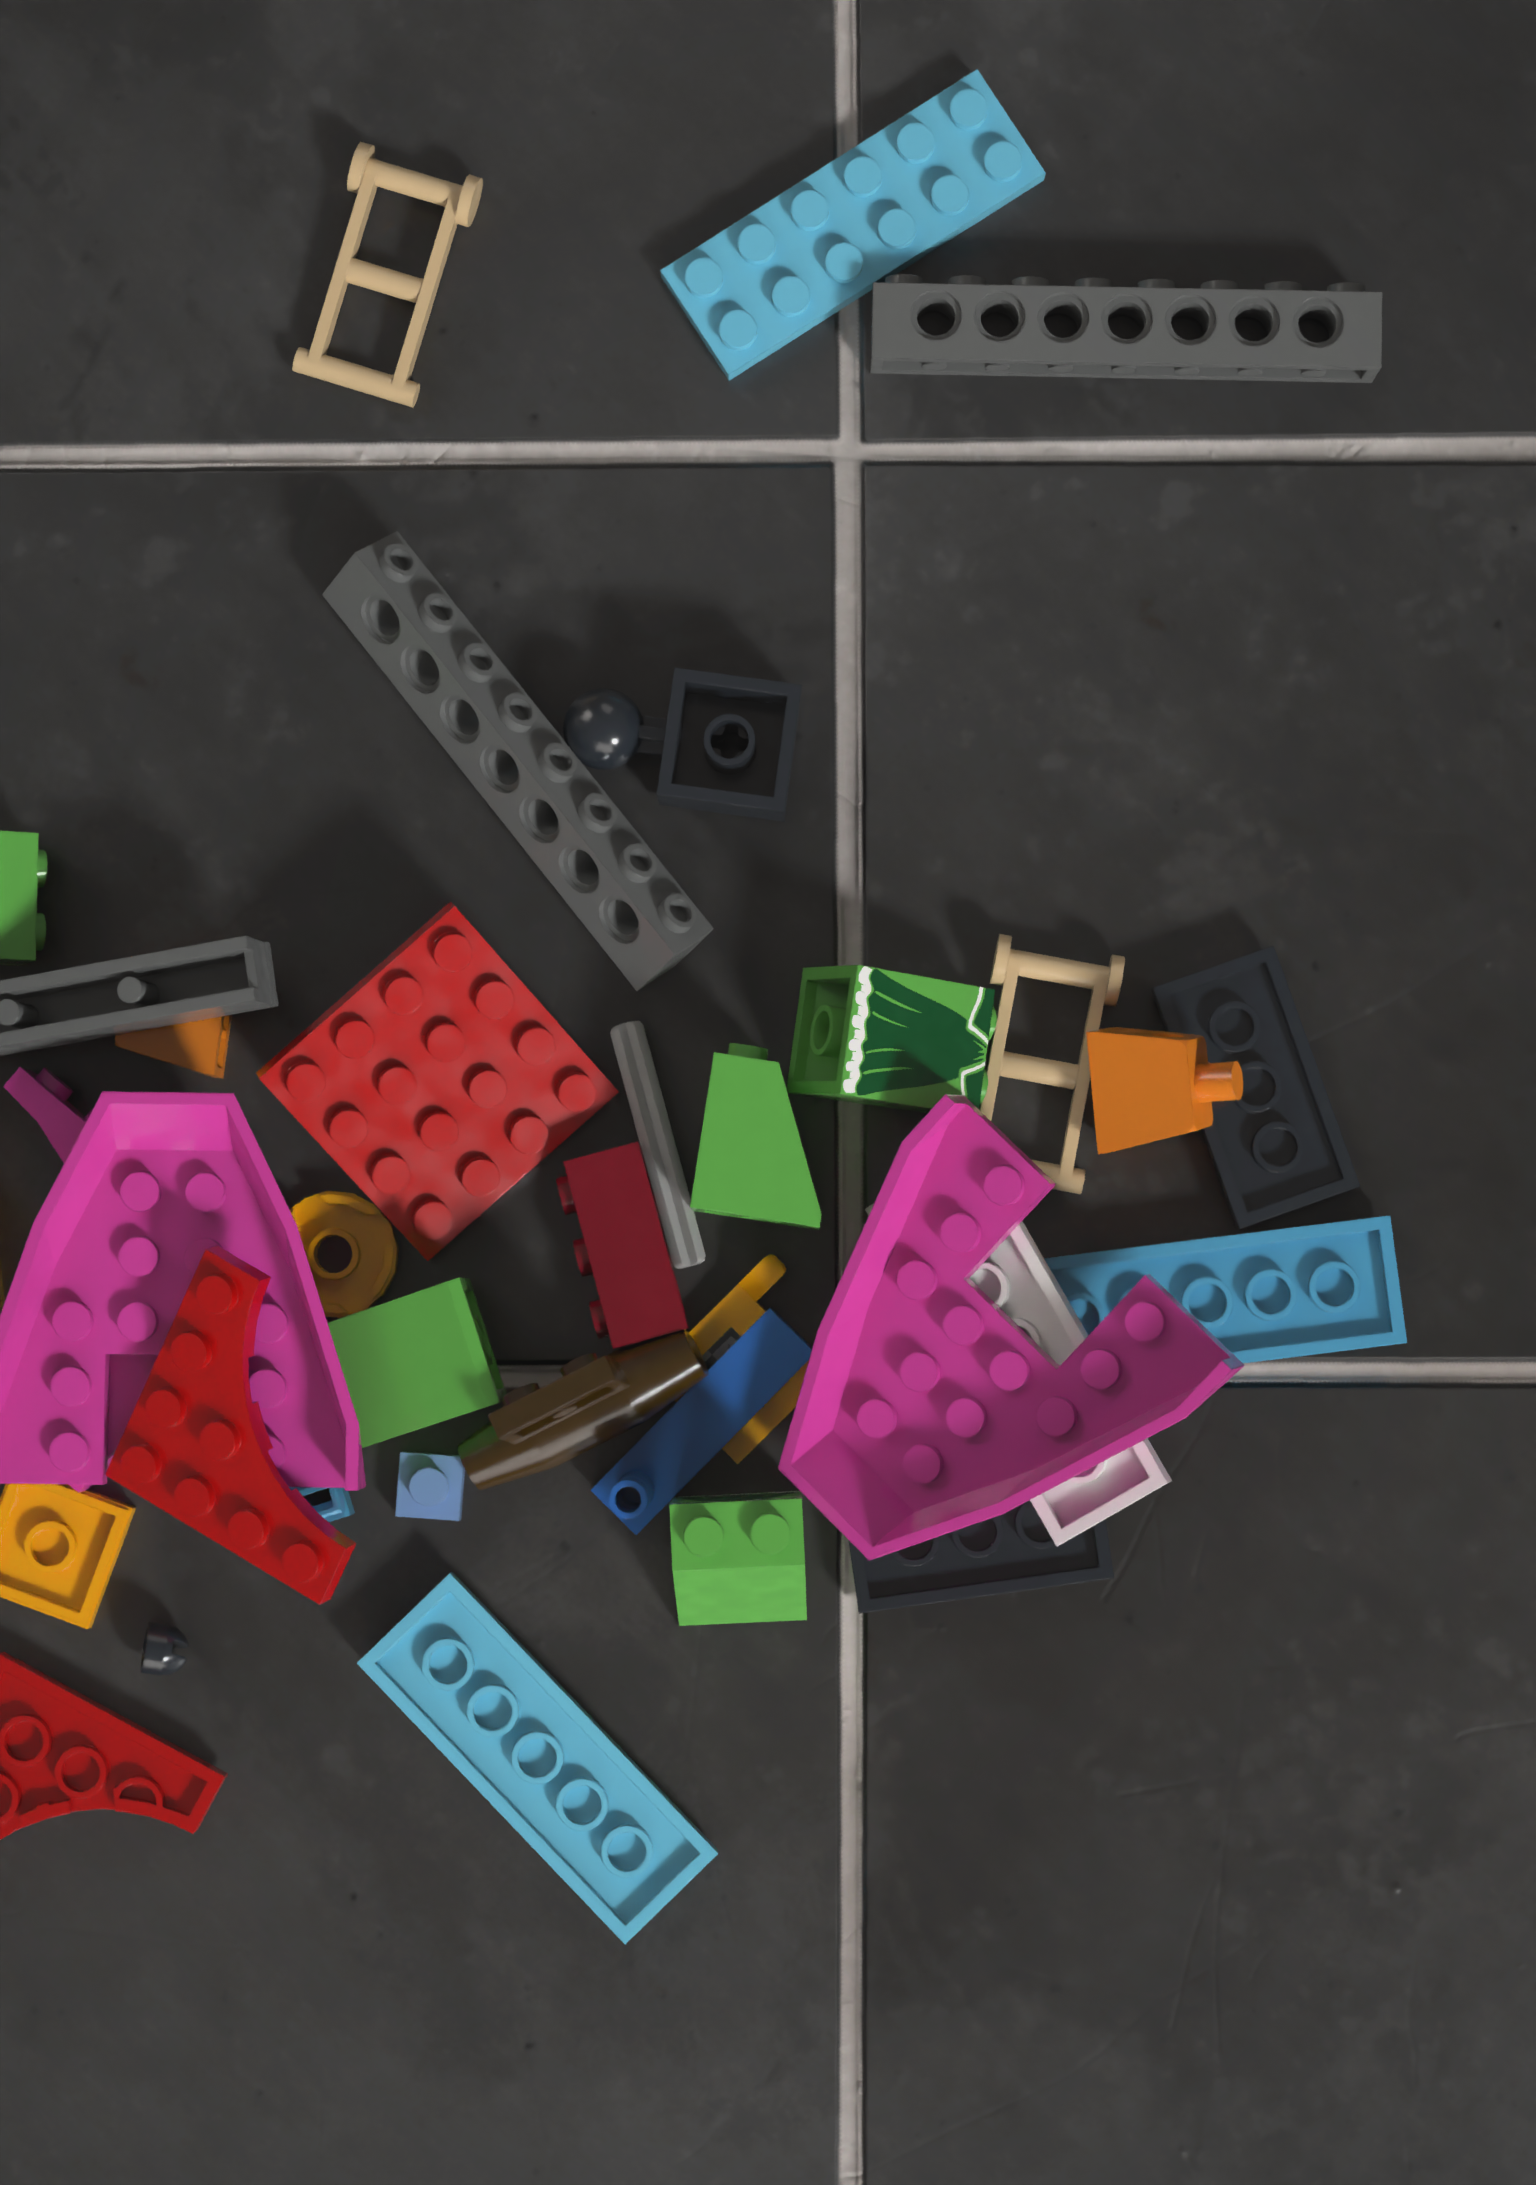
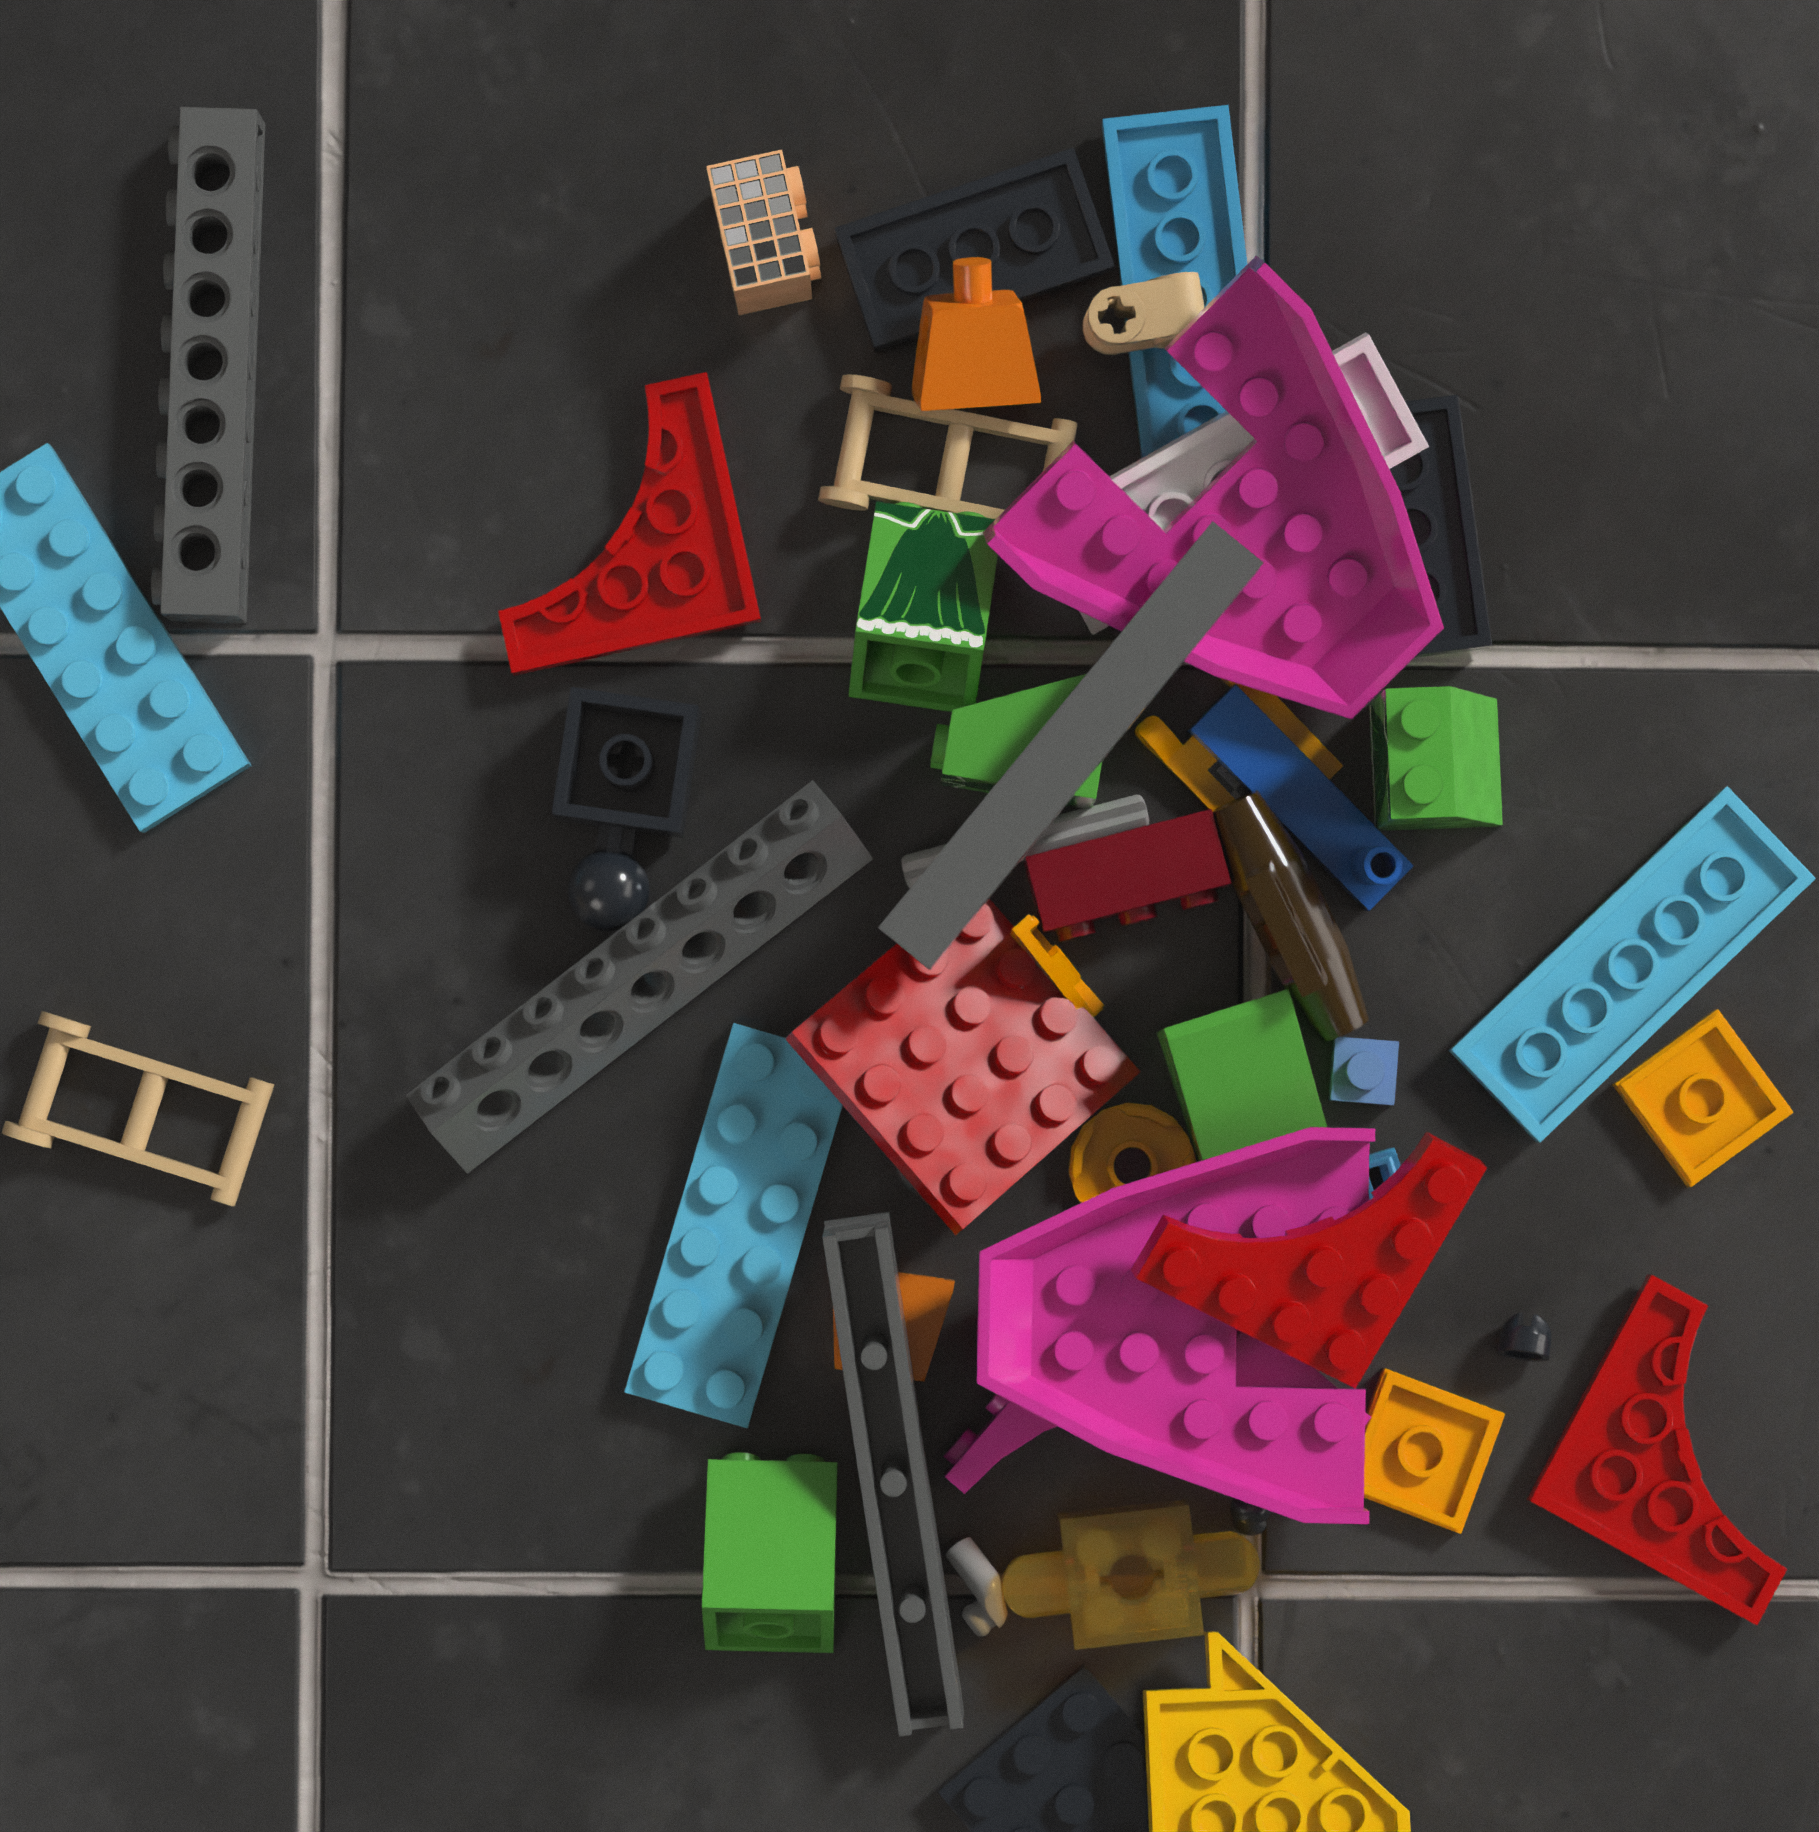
camera: 95 degrees left, 0 degrees up
(265, 861) = (737, 1231): none -> medium azure plate
(405, 1829) = (1702, 1098): none -> light orange tile
(531, 1173) = (1055, 965): none -> light orange tile
(738, 1178) = (1071, 745): none -> dark grey tile
(931, 788) = (670, 565): none -> red plate
(1193, 1269) = (1154, 311): none -> tan piece
(1266, 870) = (760, 231): none -> brick

